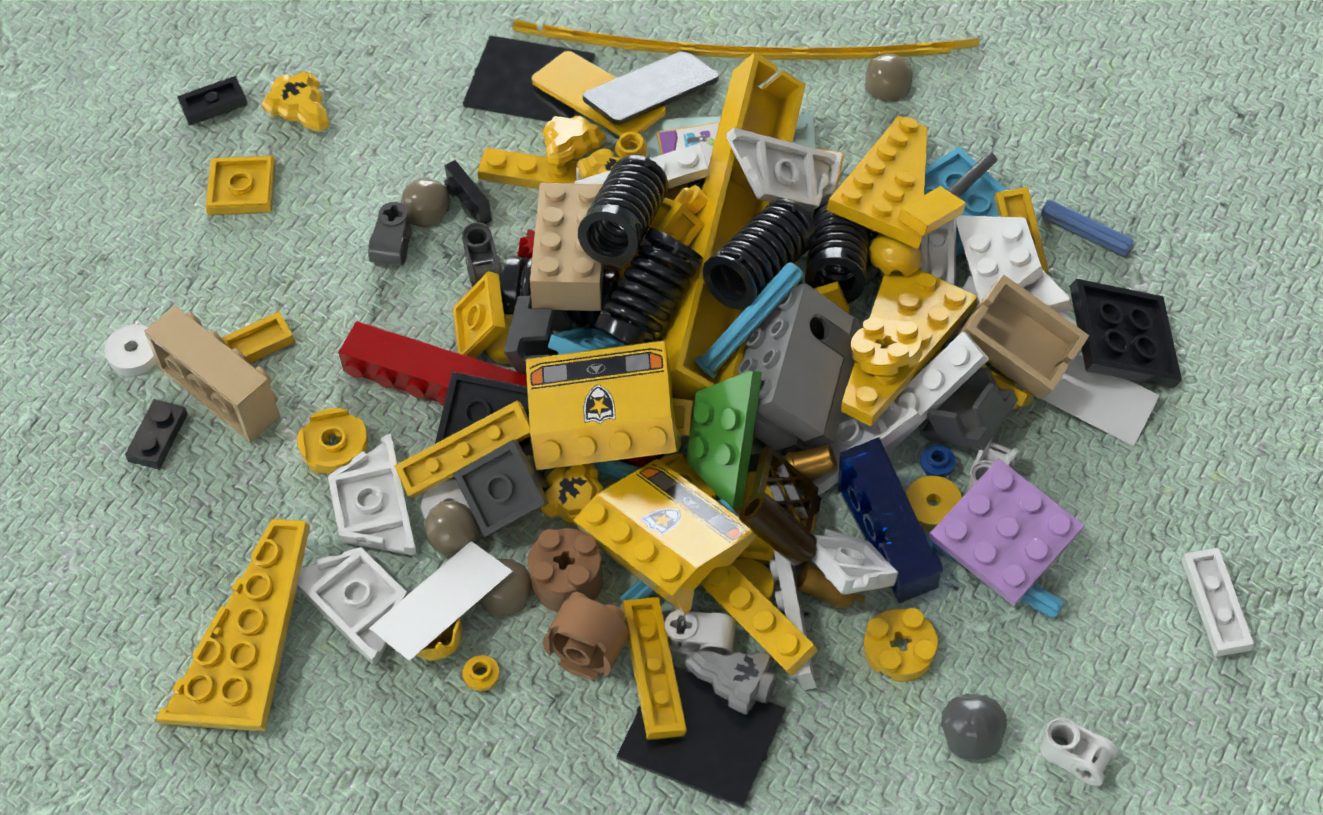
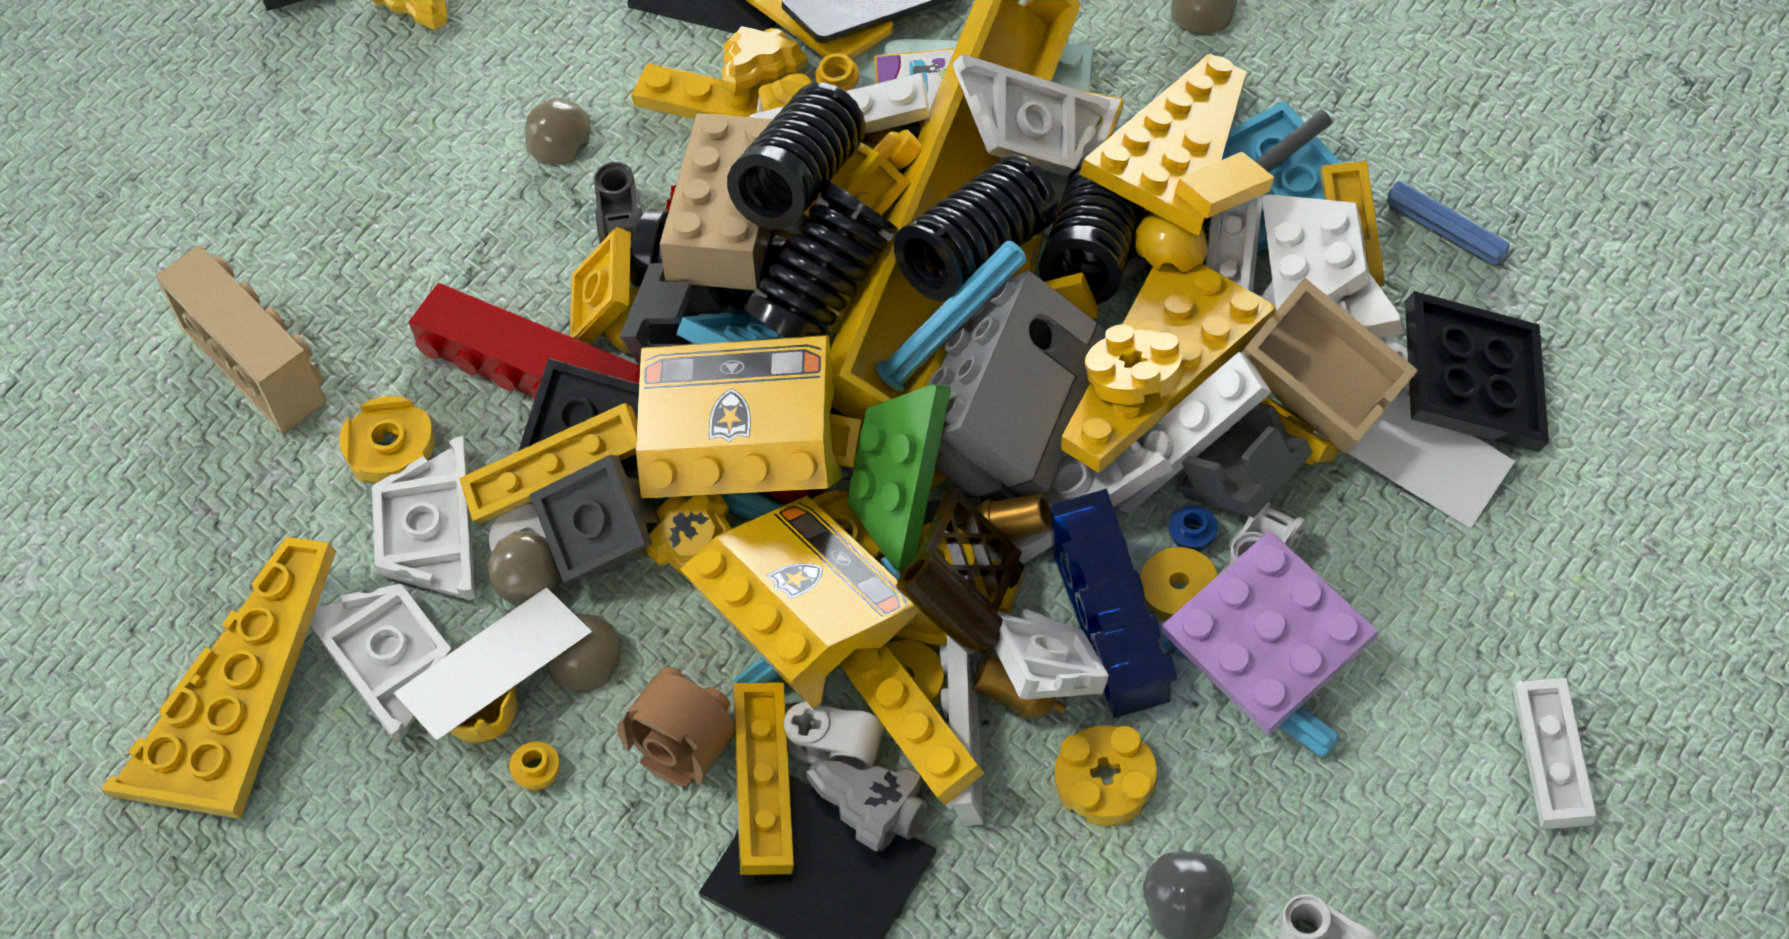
camera: 10 degrees right, 0 degrees up
(118, 348) = (130, 306): white piece -> none
(156, 434) = (162, 414): black plate -> none
(240, 185) = (321, 93): yellow tile -> none
(260, 337) = (312, 298): yellow tile -> none
(390, 235) = (503, 172): dark grey piece -> none
(471, 197) = (618, 131): black plate -> none
(563, 564) = (665, 627): medium nougat brick -> none

